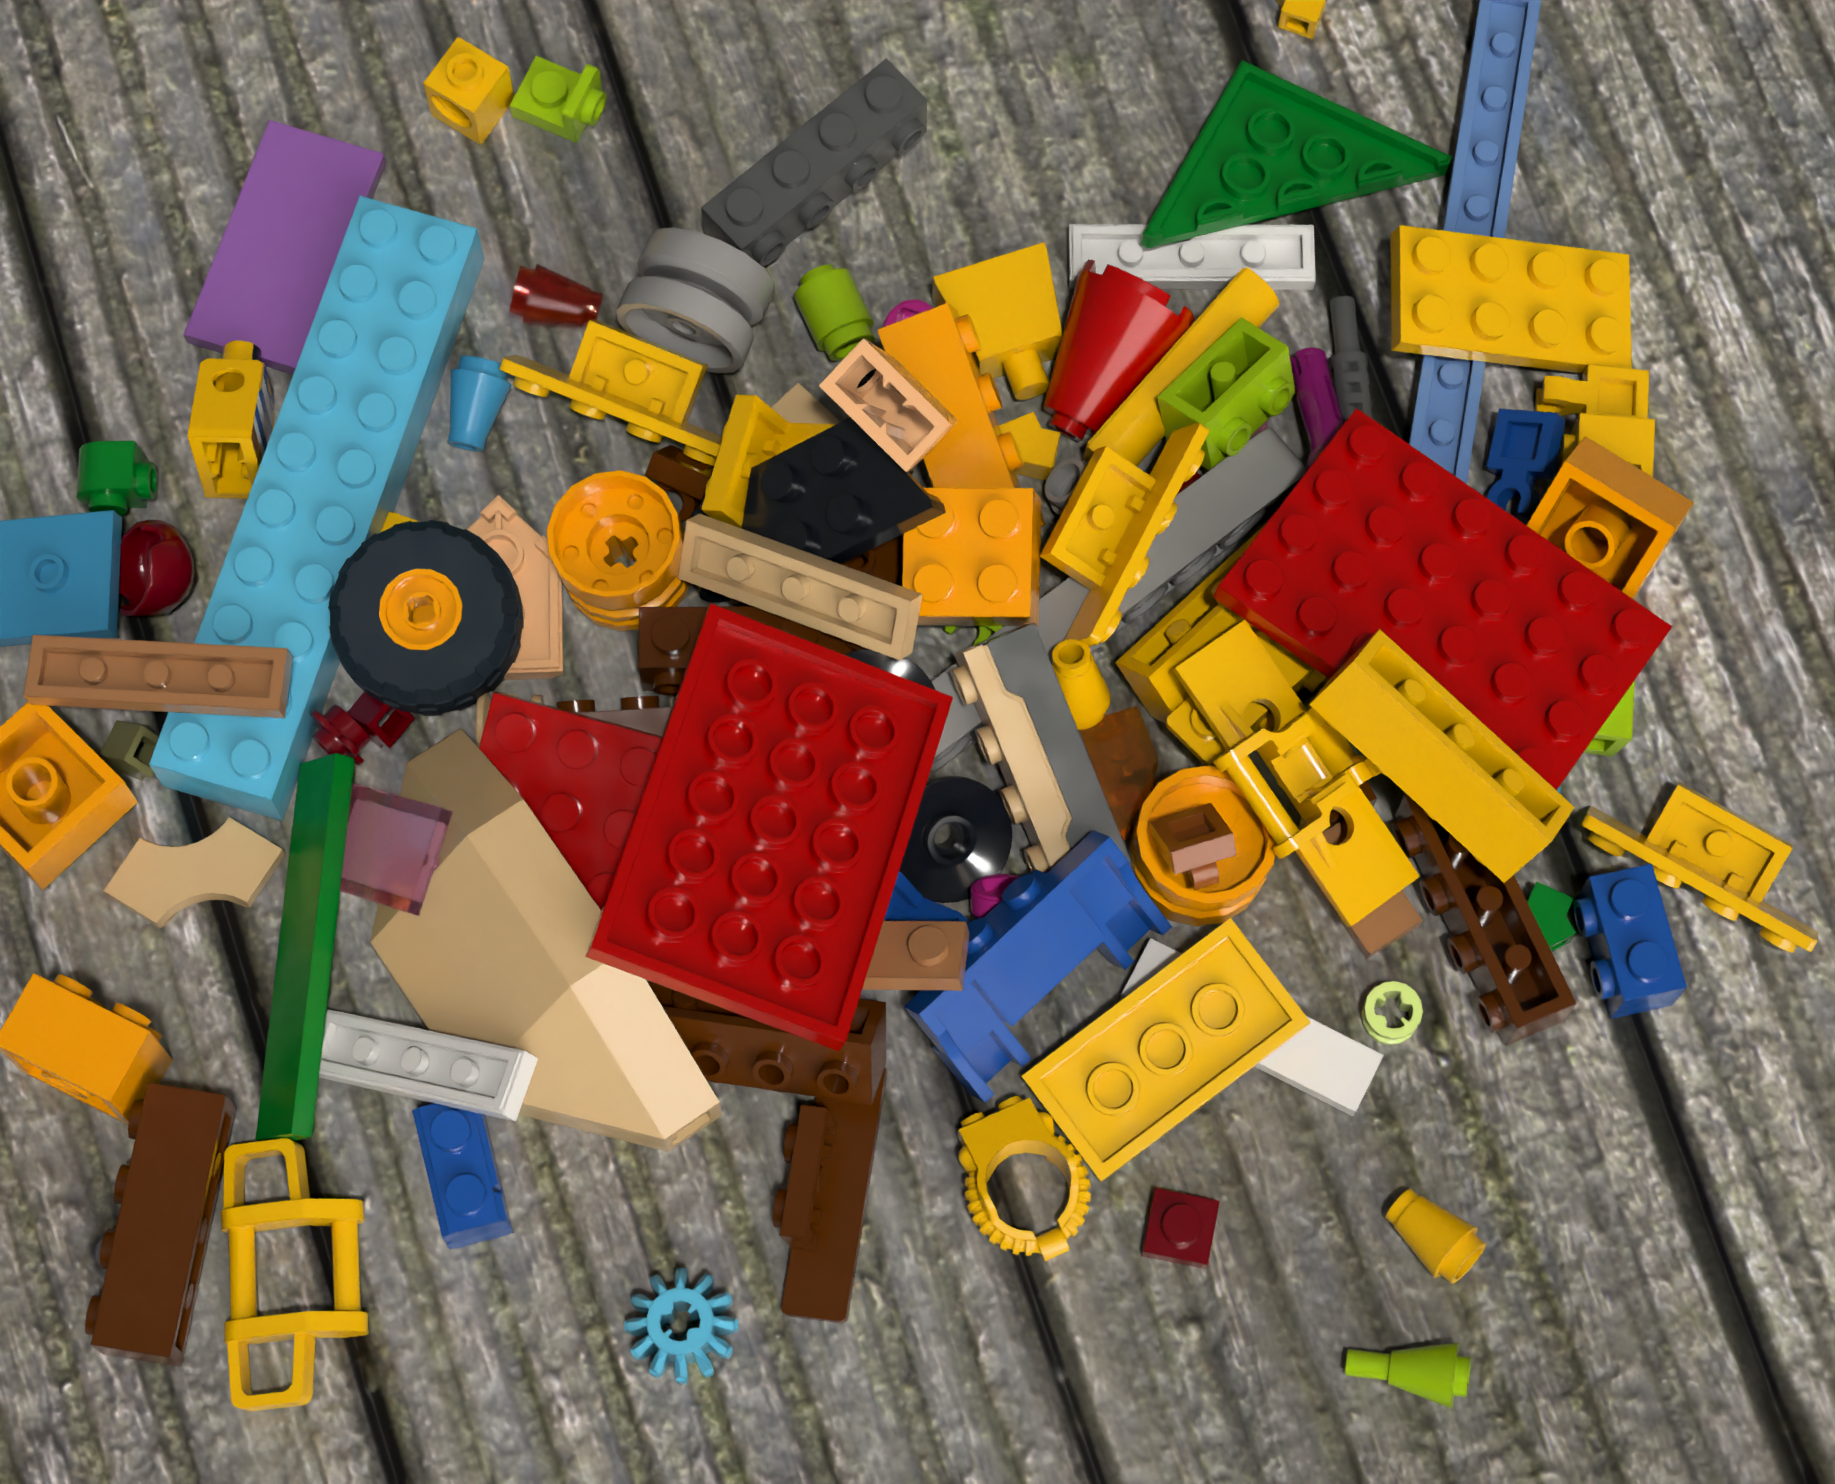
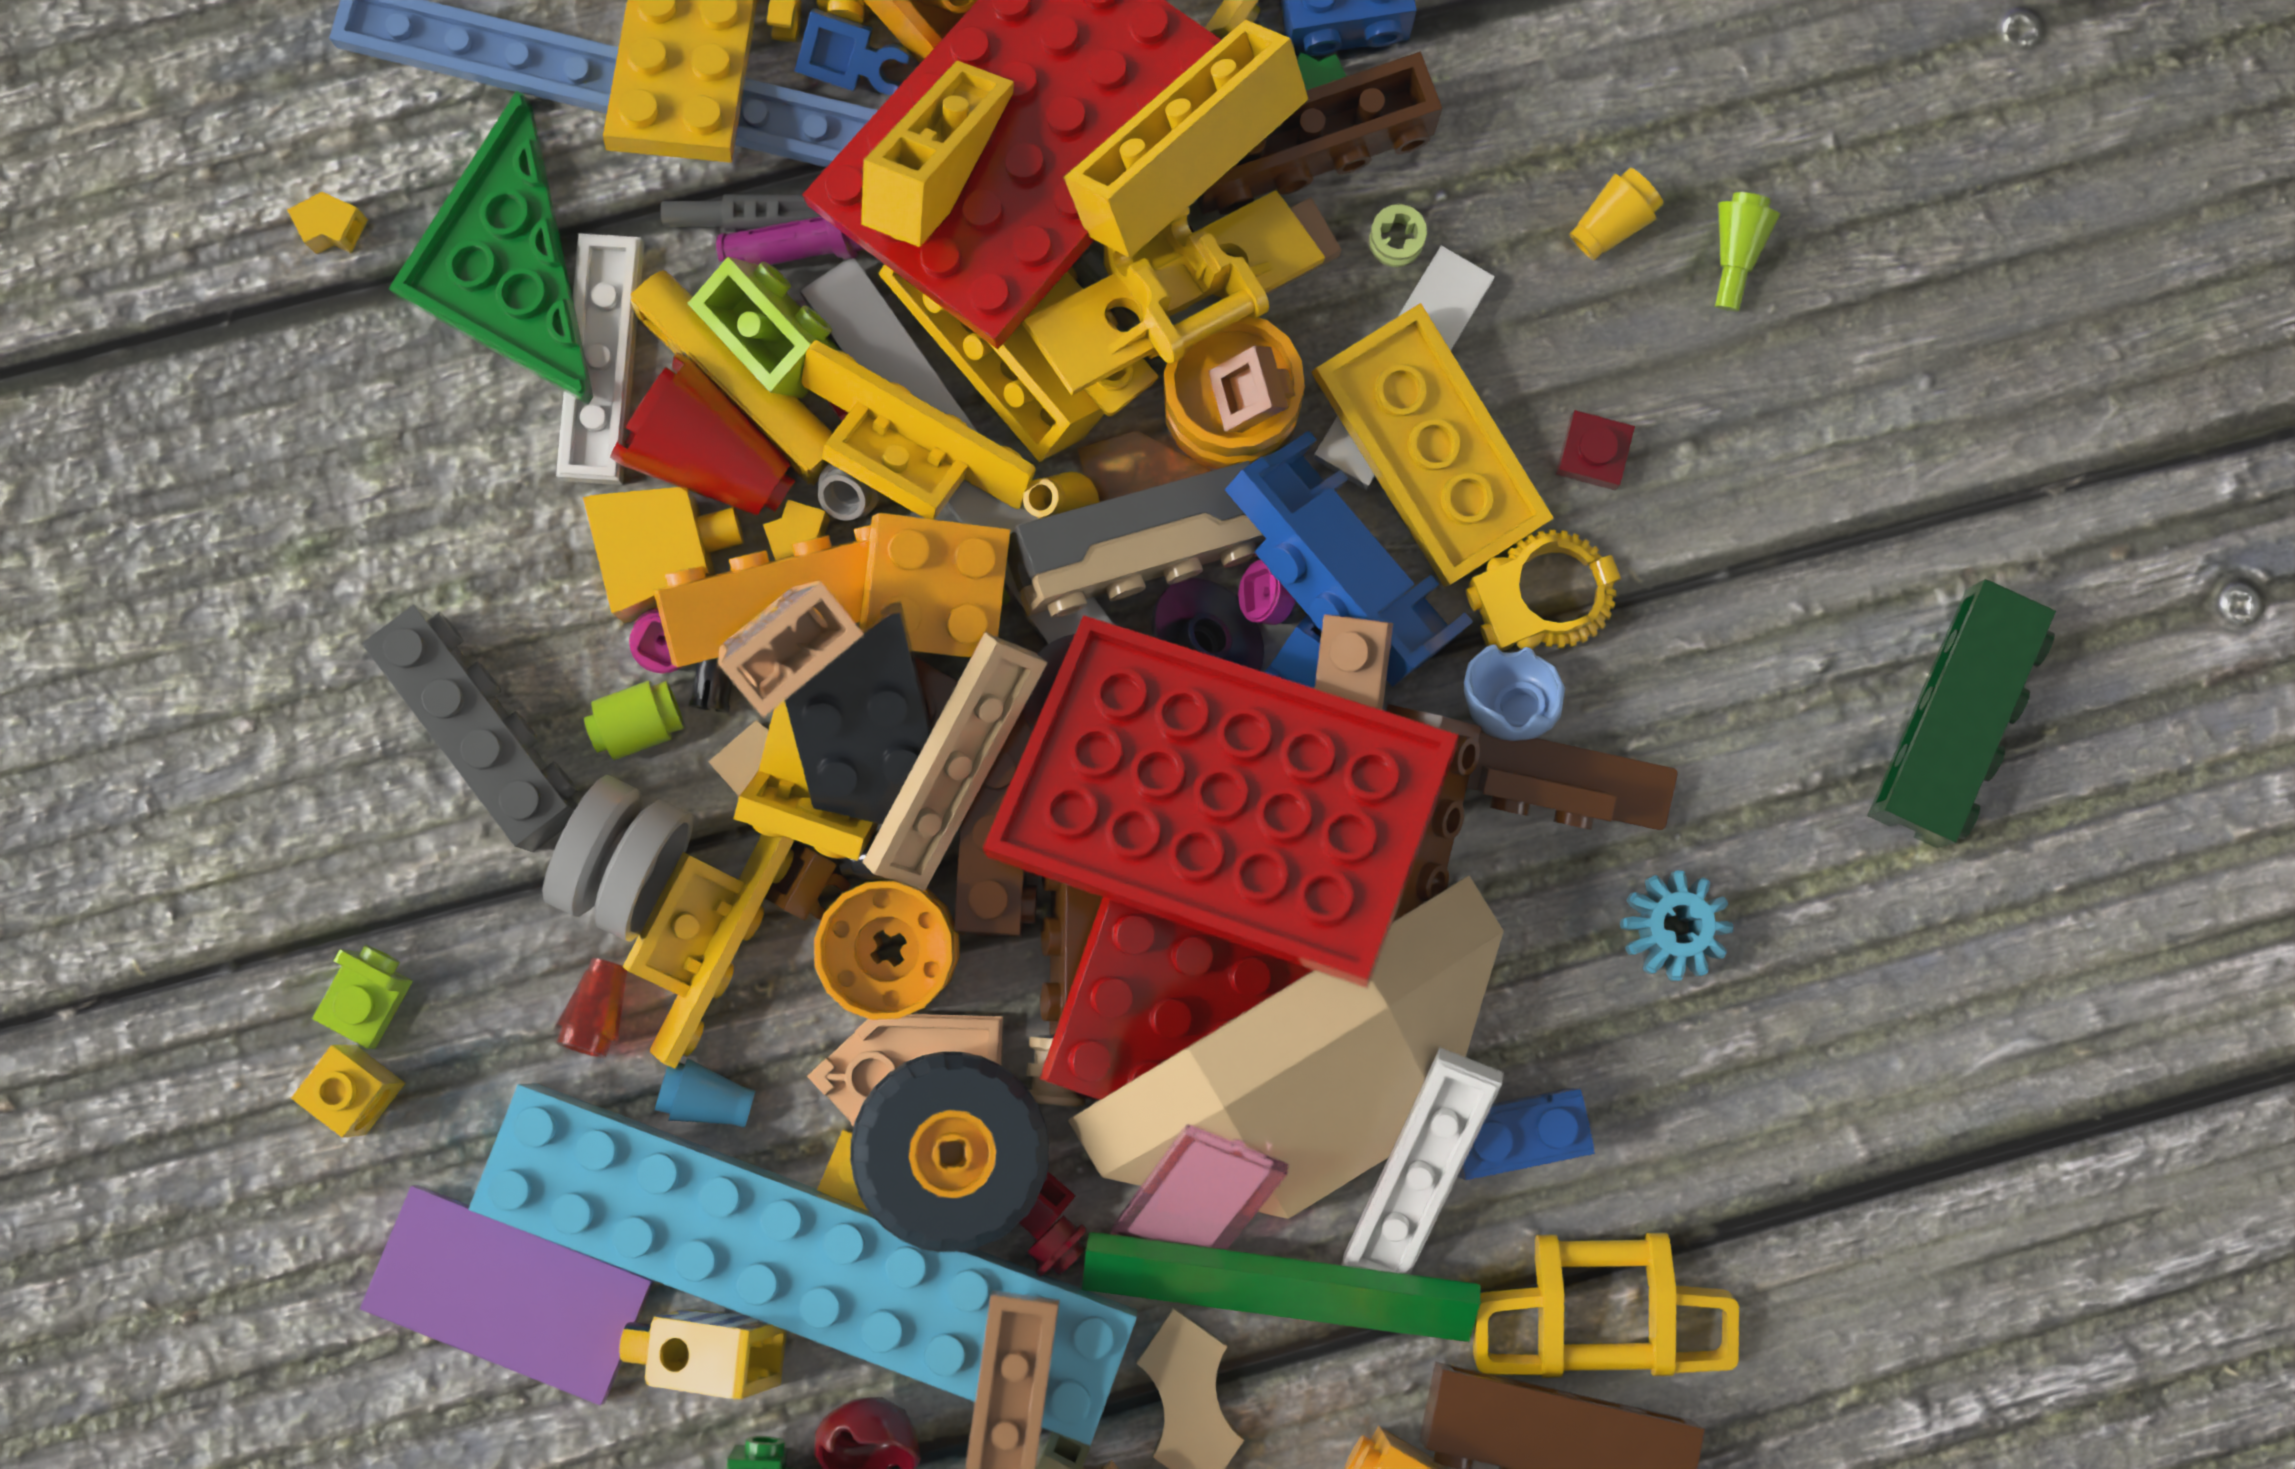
camera: 85 degrees left, 10 degrees up
(910, 1139) = (1513, 693): none -> light blue hair
(1398, 511) = (931, 153): none -> yellow slope

